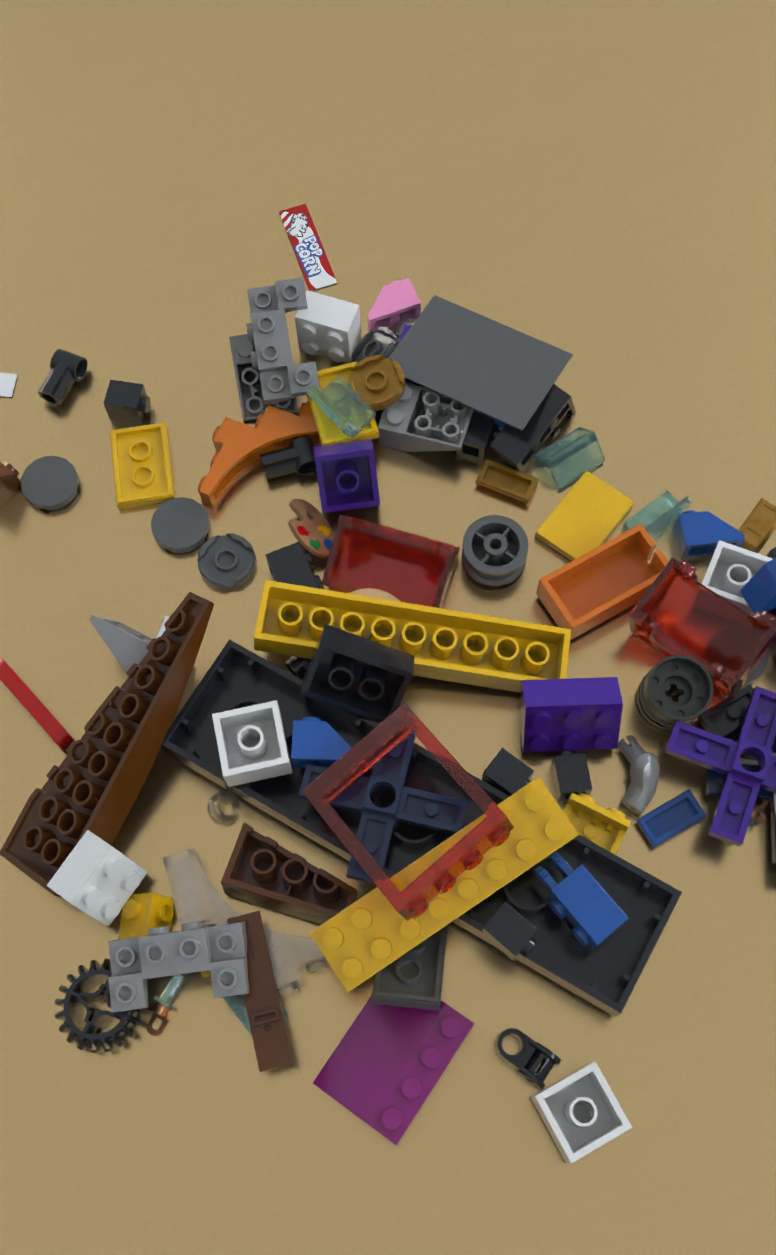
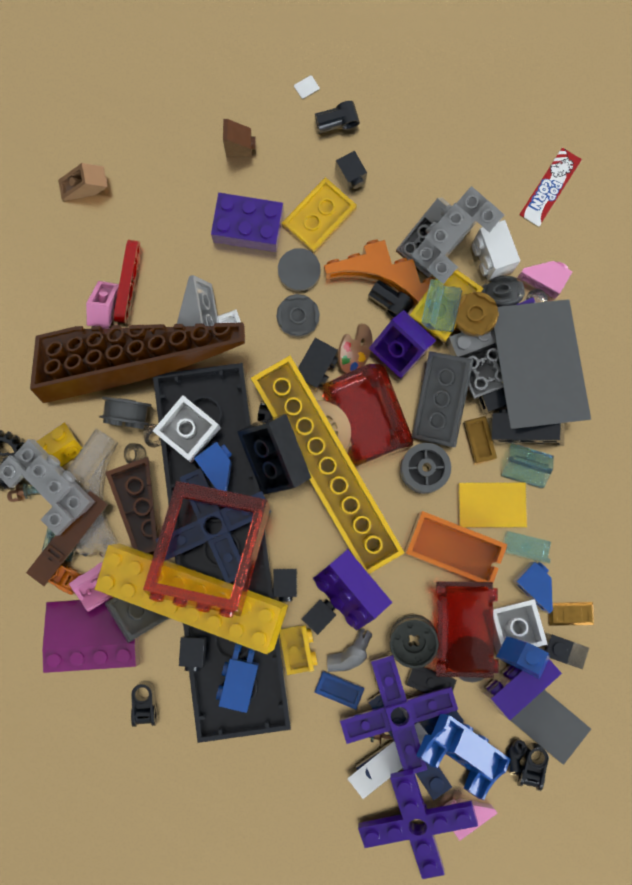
camera: 45 degrees right, 15 degrees up
(33, 749) = (102, 304): none -> bright pink slope
(50, 483) = (265, 171): dark grey tile -> none
(85, 534) = (247, 222): none -> dark purple brick
(97, 878) = (56, 404): white brick -> none
(171, 810) = (126, 411): none -> dark grey wheel
(228, 834) = (140, 452): none -> clear piece
(299, 1037) = (63, 577): none -> orange piece
(338, 1011) = (84, 589): none -> bright pink bracket
(435, 480) = (442, 399): none -> dark grey tile
(581, 1112) = (134, 756): white brick -> none

